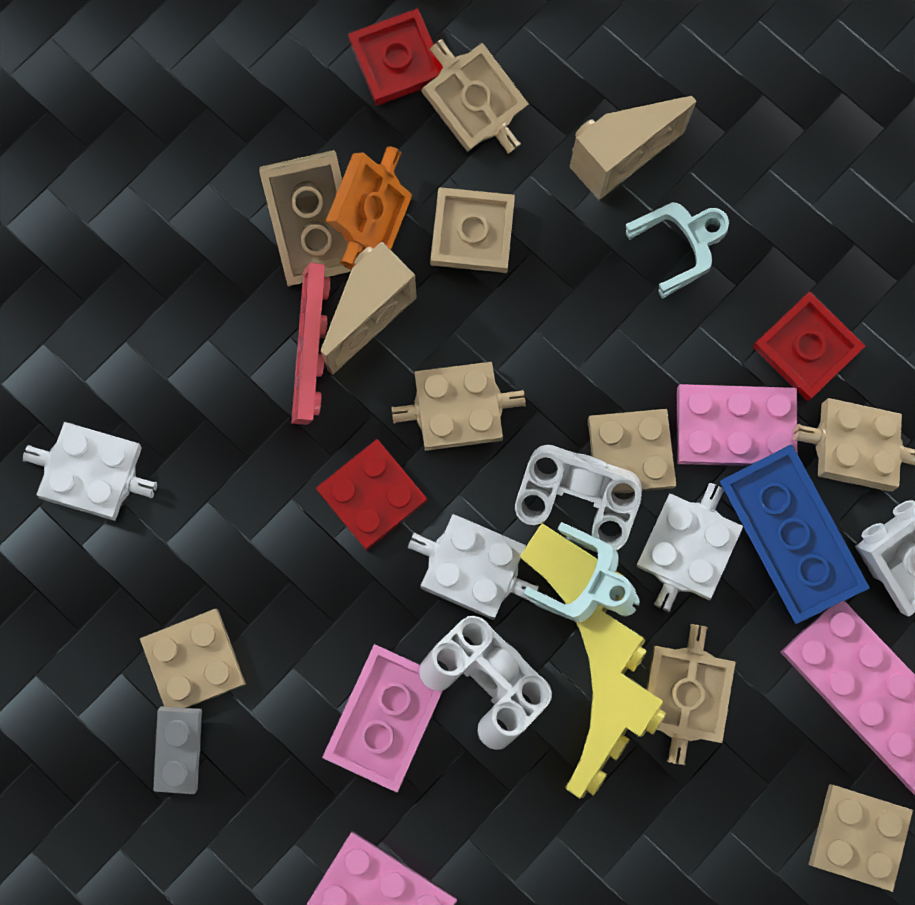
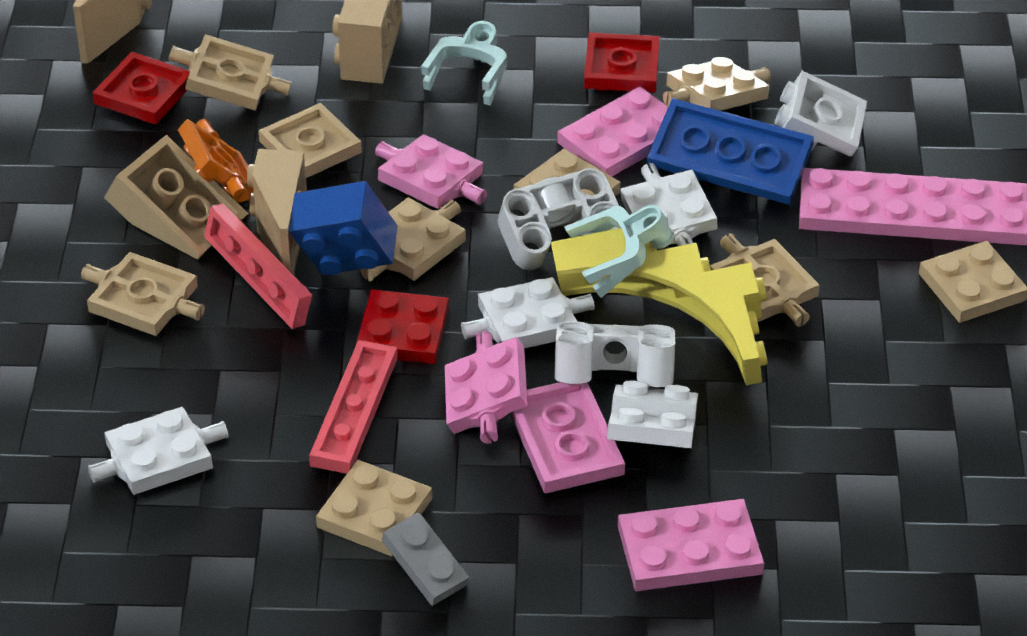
camera: 40 degrees left, 35 degrees down
(207, 296) = (142, 293): none -> tan plate
(259, 551) = (353, 407): none -> coral plate
(366, 622) = (485, 386): none -> bright pink plate
(384, 378) = (343, 228): none -> blue brick
(455, 771) = (653, 414): none -> white plate
(539, 342) = (431, 171): none -> bright pink plate

